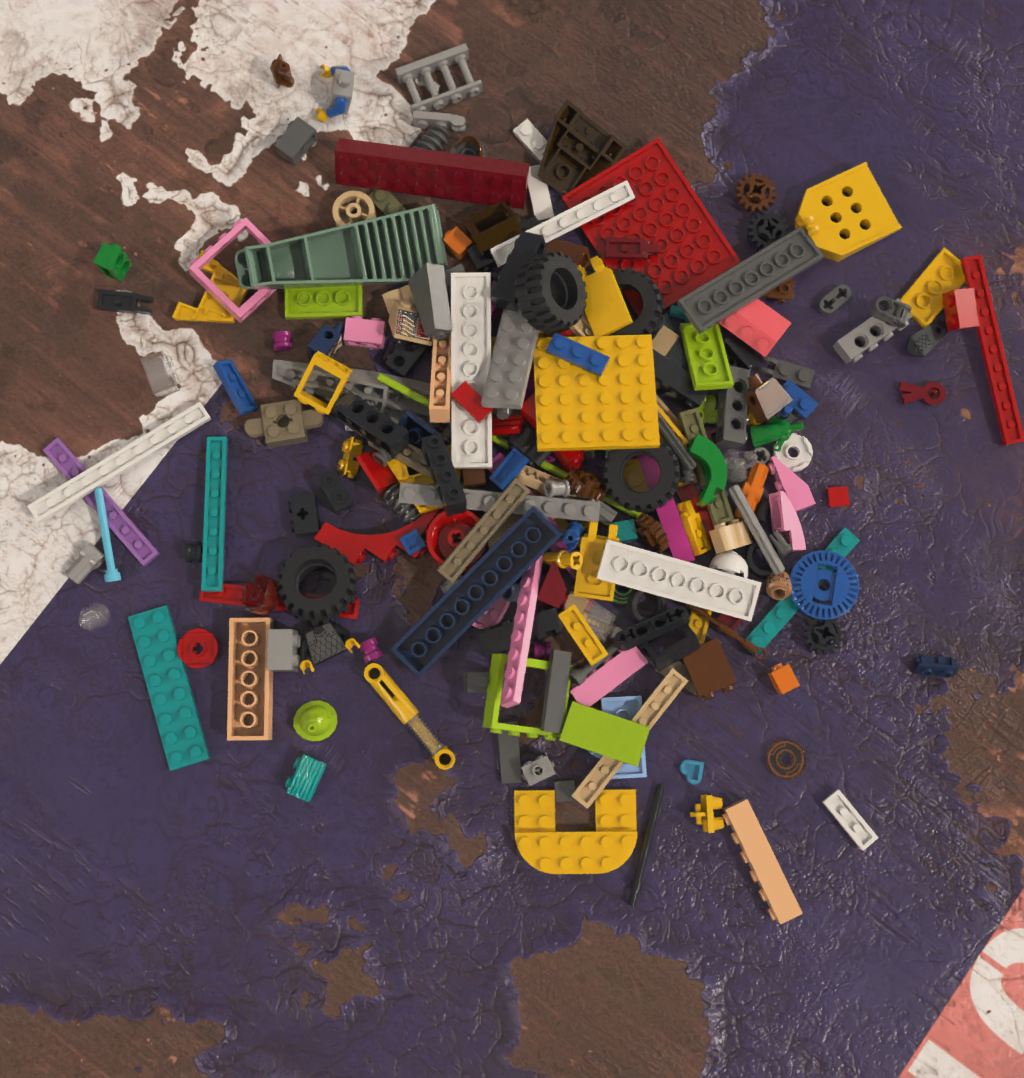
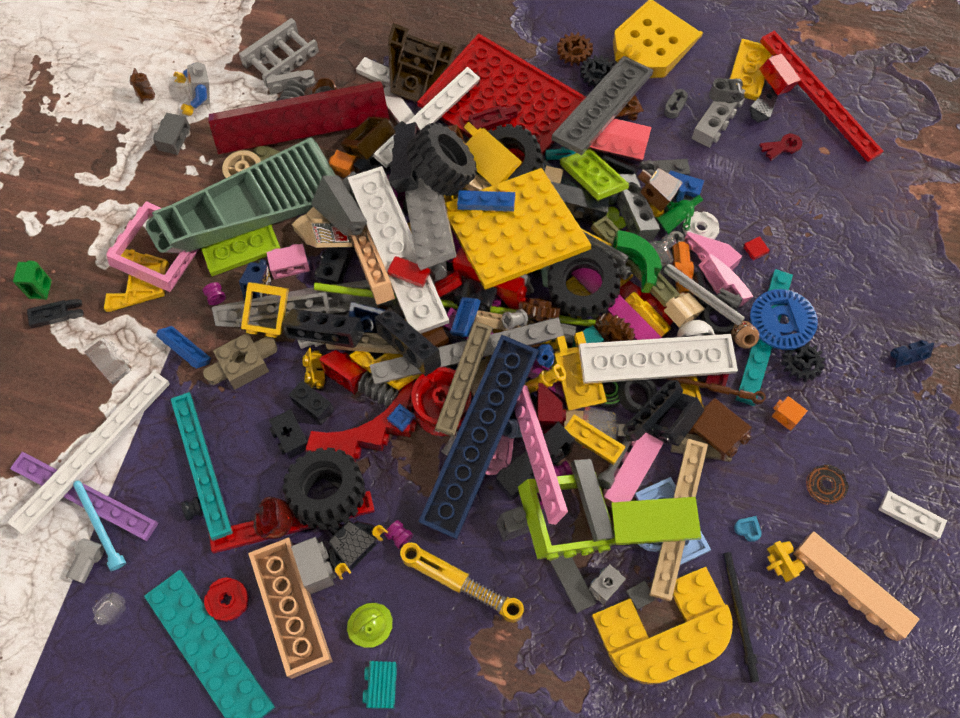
camera: 20 degrees left, 15 degrees down
(382, 457) = (343, 351): dark grey bush -> none

